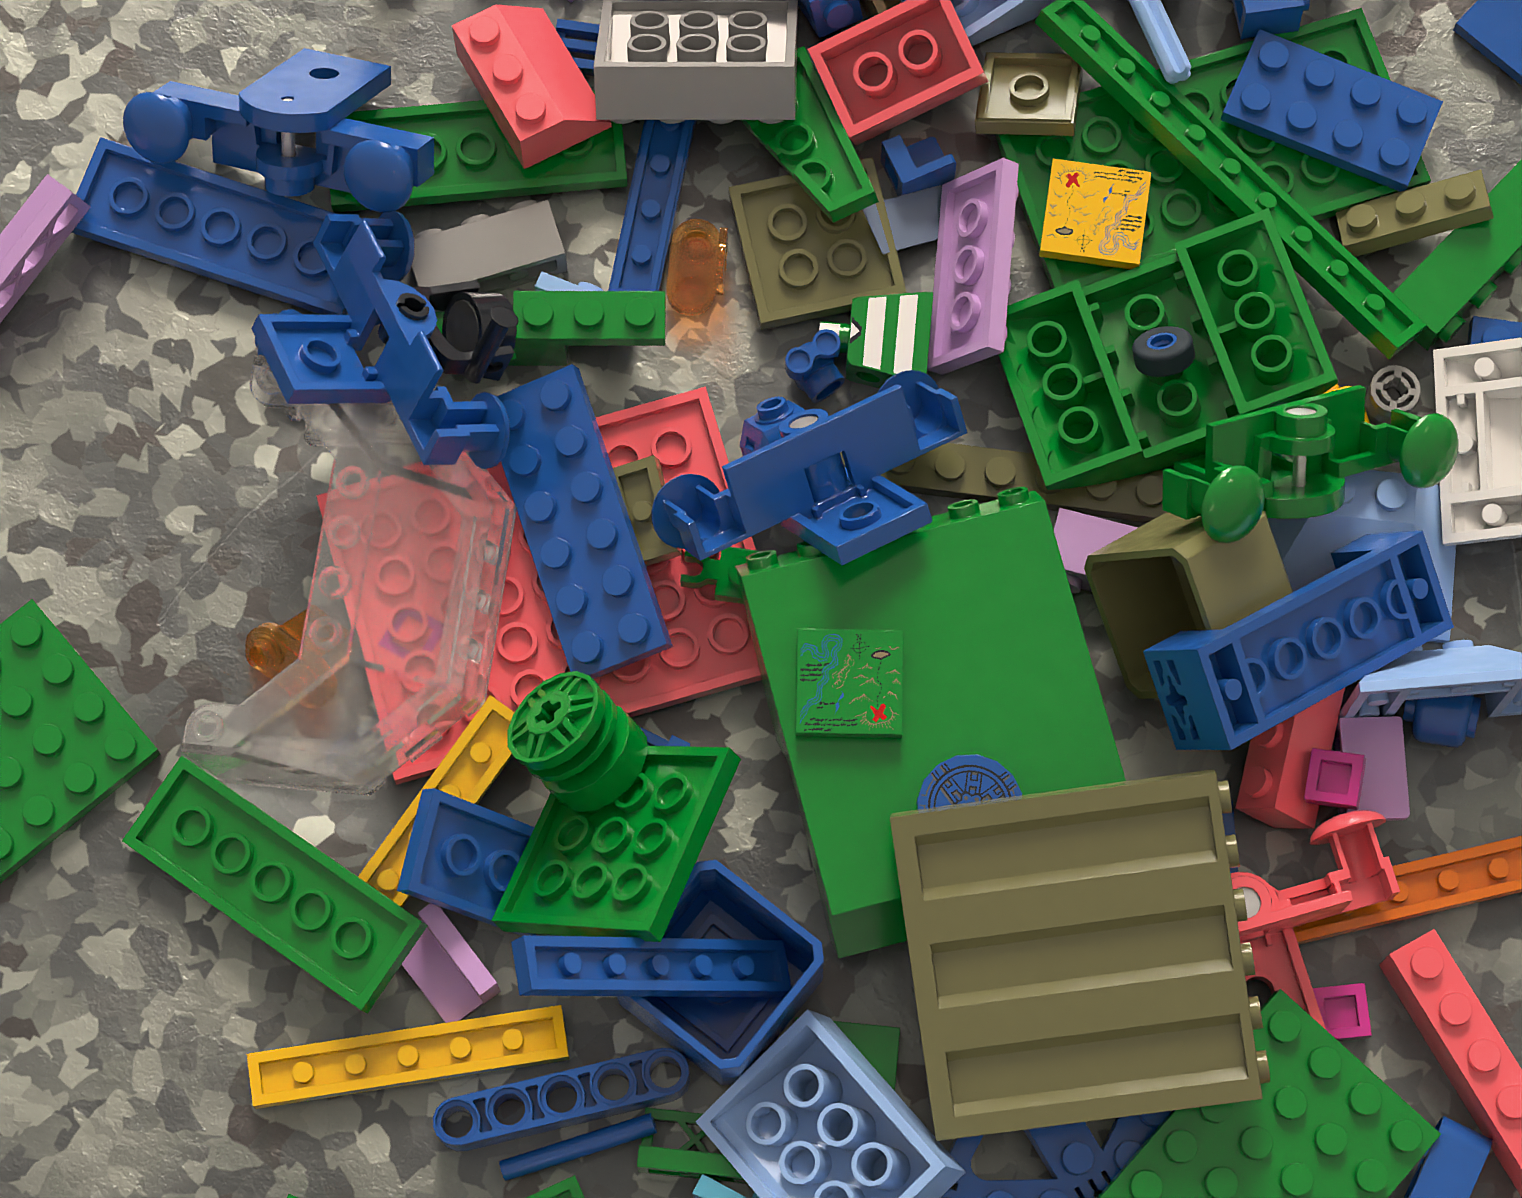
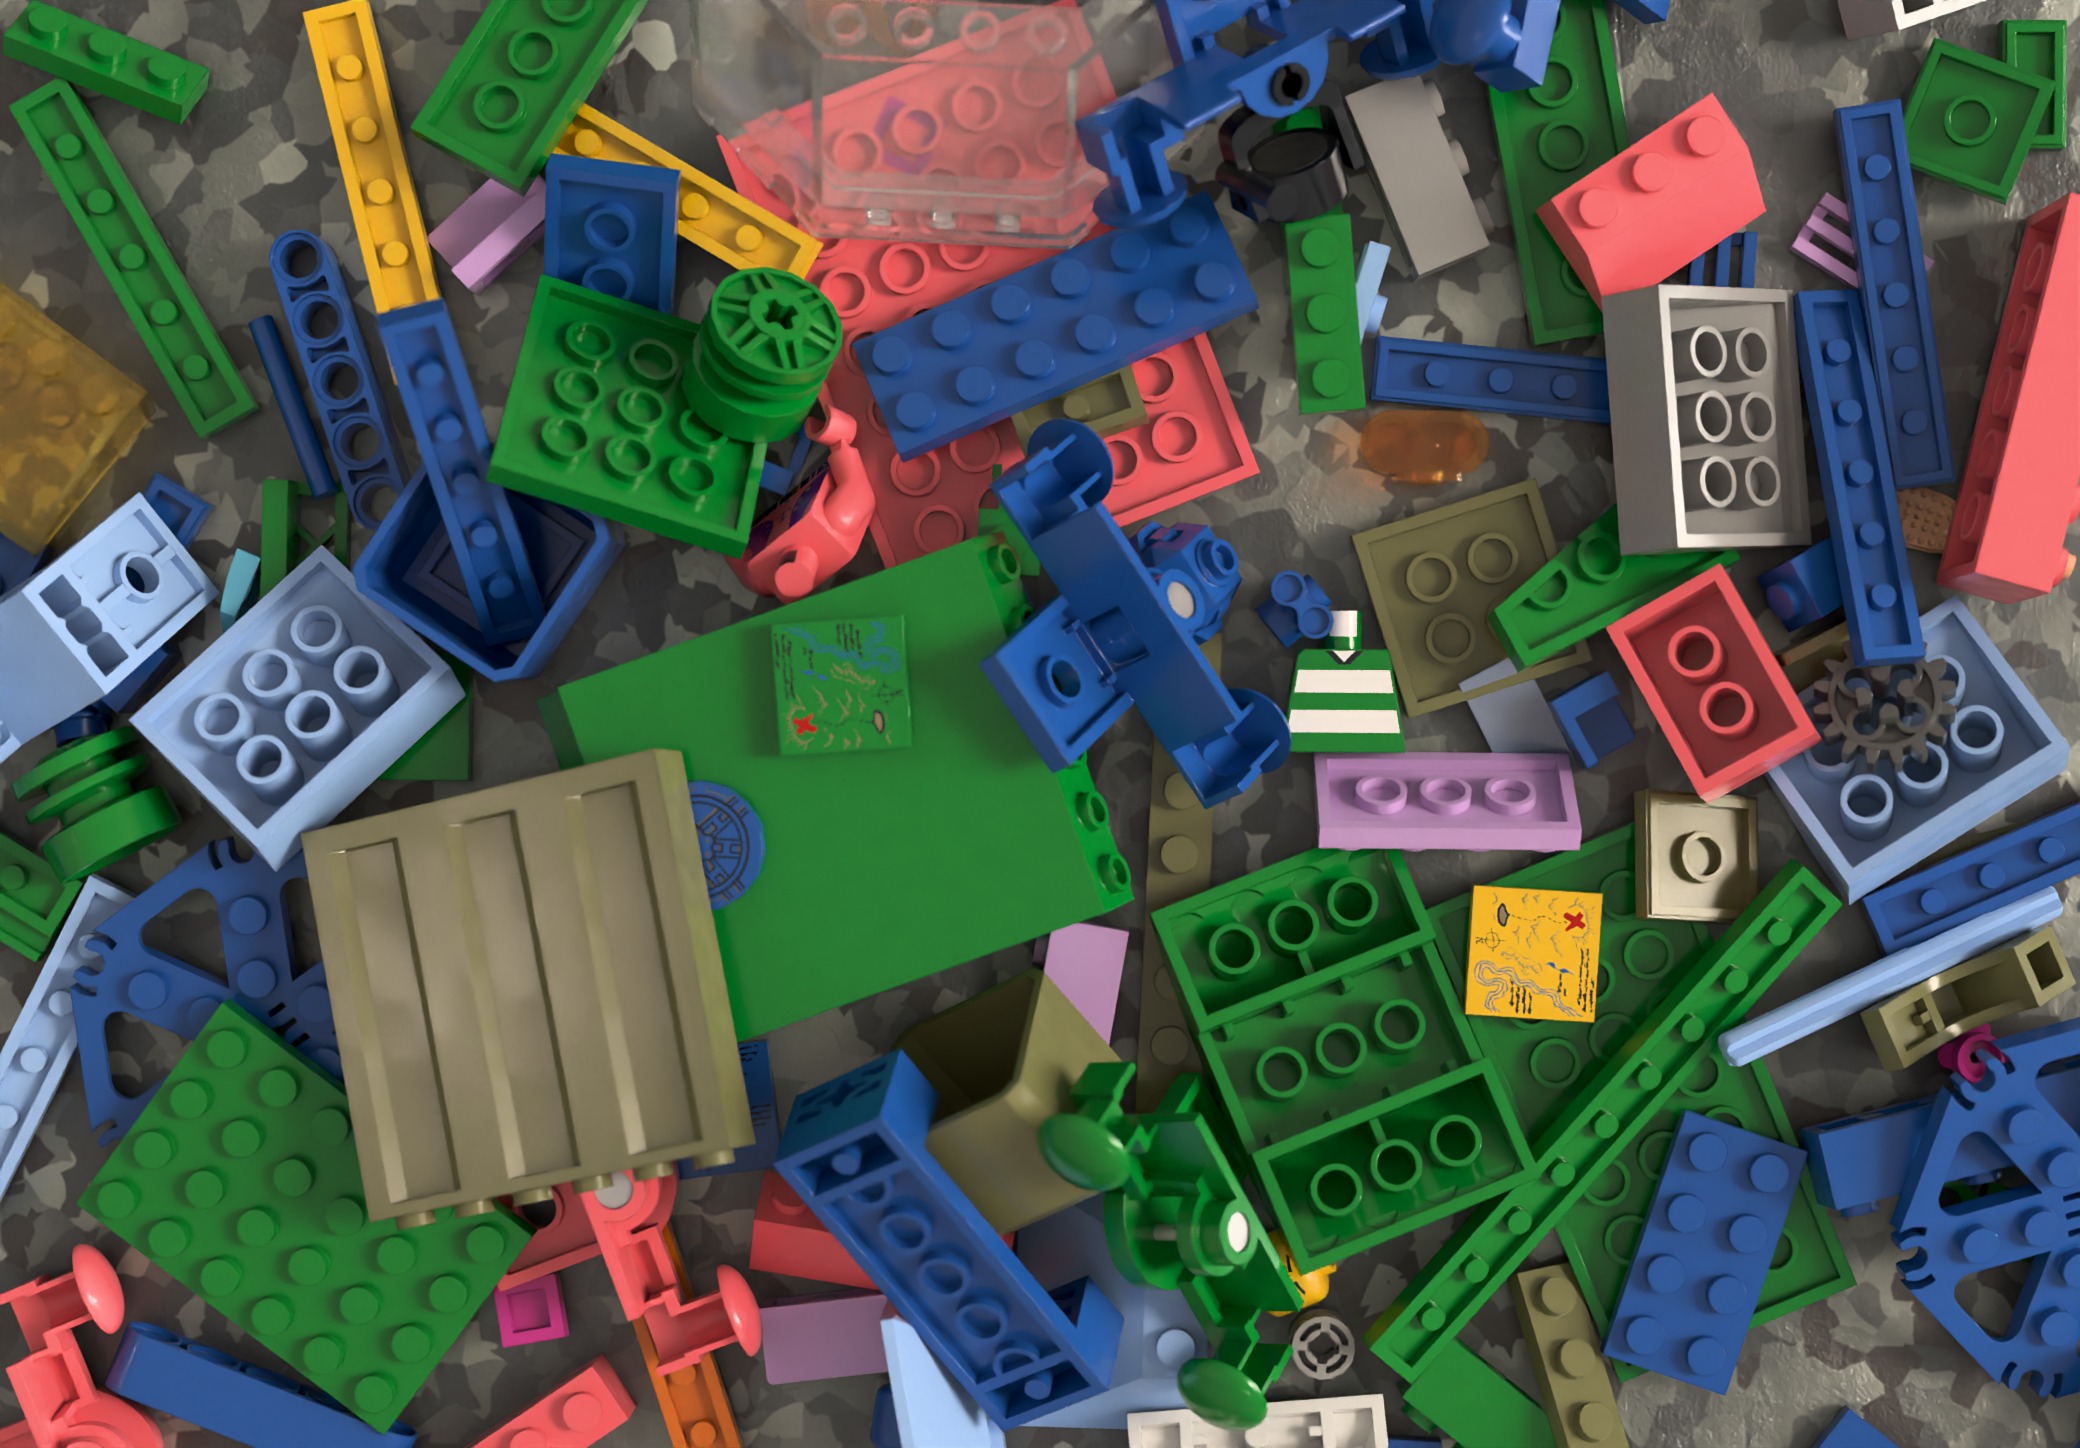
camera: 85 degrees right, 15 degrees up
(715, 713) = (816, 525): none -> coral torso
(1163, 351) = (1341, 1051): black wheel -> none
(1335, 779) = (801, 1291): dark pink plate -> none

